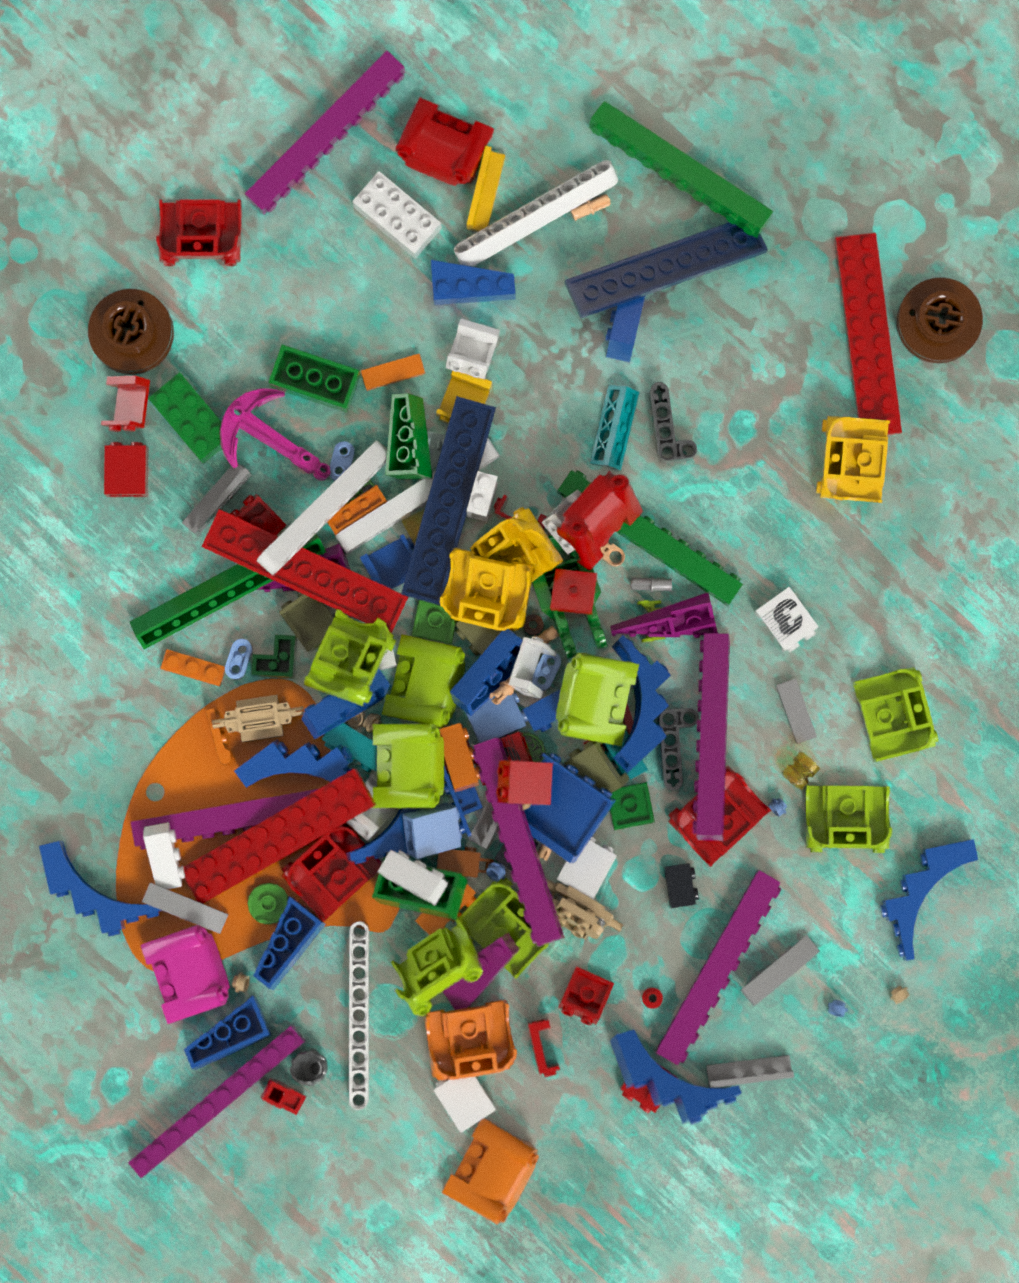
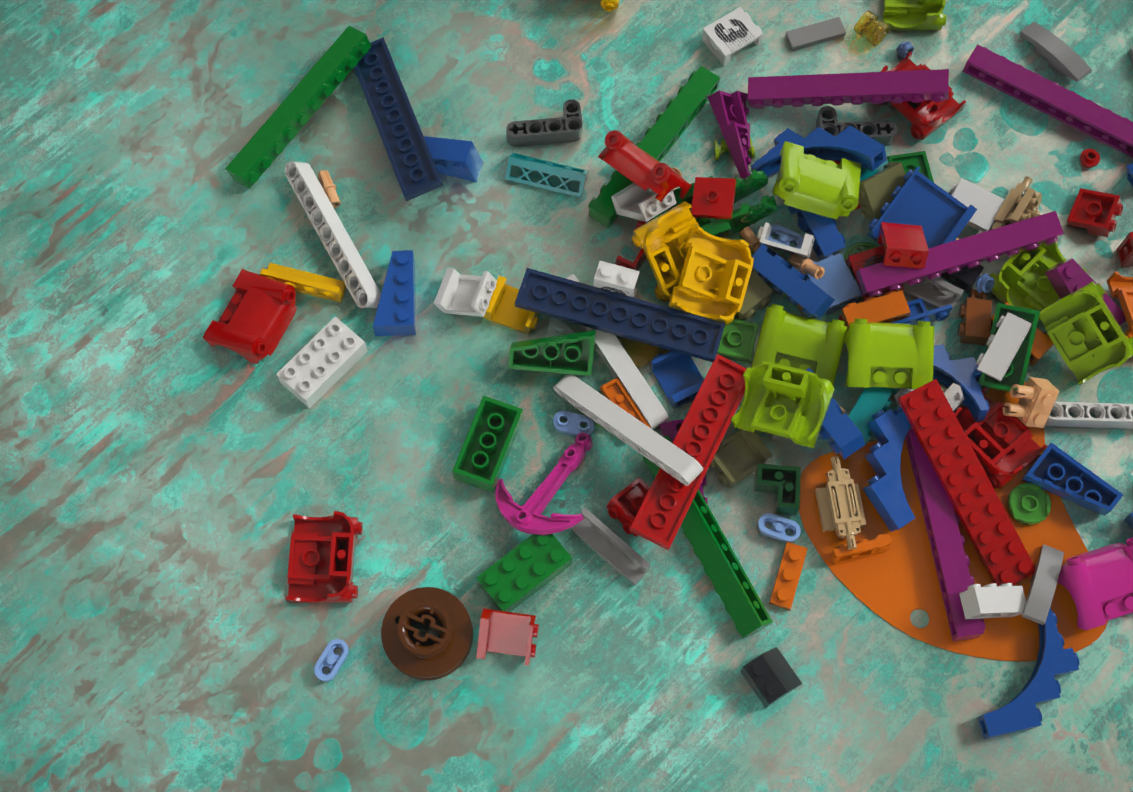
camera: 90 degrees left, 15 degrees down
(95, 649) = (770, 677): none -> black slope
(106, 247) = (330, 660): none -> light blue plate
(126, 470) = (578, 640): red brick -> none
(241, 982) = (1112, 531): tan plate -> none
(325, 133) = (230, 431): magenta brick -> none
(363, 909) = (1034, 403): none -> light nougat brick
(370, 720) = (841, 398): tan plate -> none
(393, 372) = (483, 371): orange tile -> none
(432, 830) = (954, 336): medium blue brick -> none
(651, 584) = (699, 146): light grey axle -> none
(680, 885) = (984, 130): black brick -> none
(837, 1008) = (1084, 9): medium blue plate -> none

